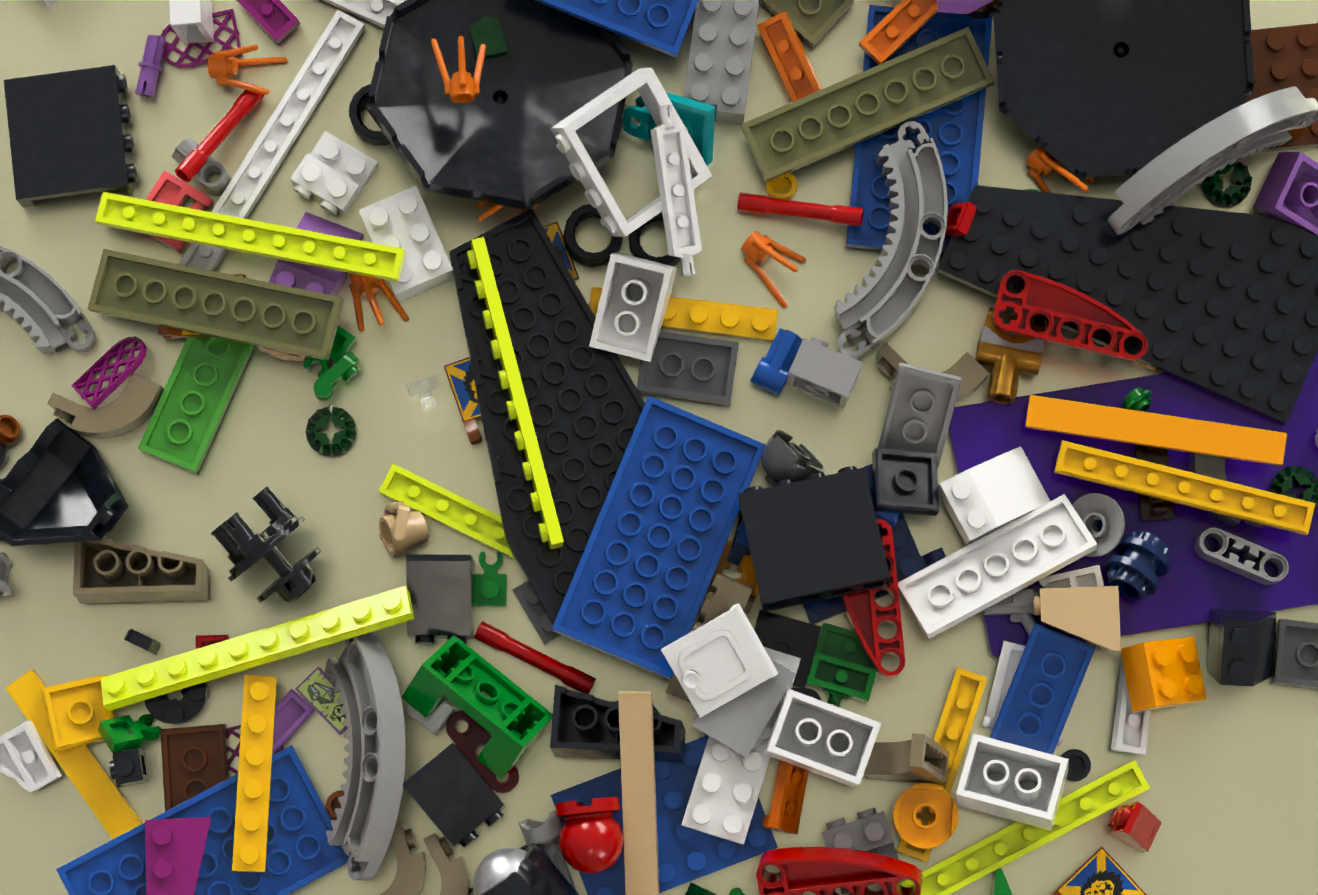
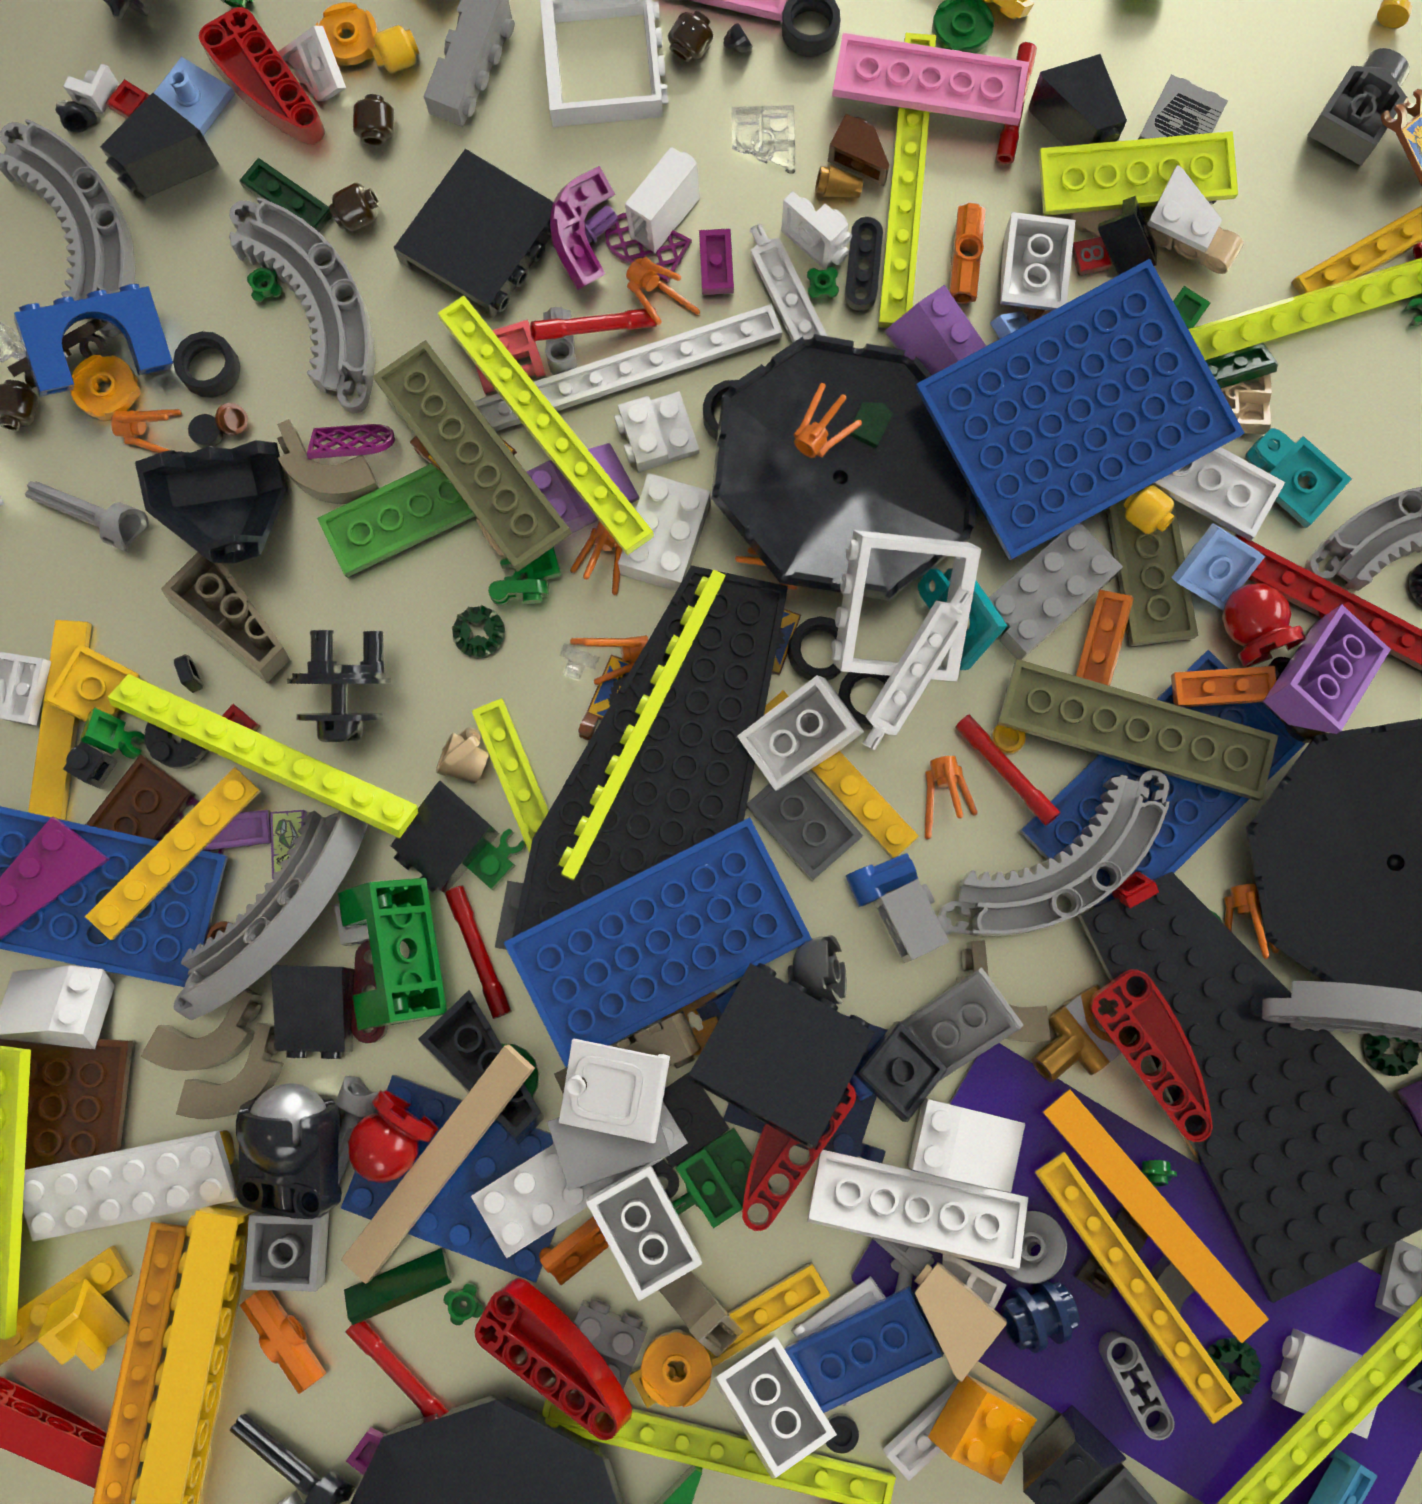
camera: 40 degrees right, 0 degrees up
(134, 74) = (569, 227): none -> magenta plate
(456, 350) = (629, 647): none -> orange plant

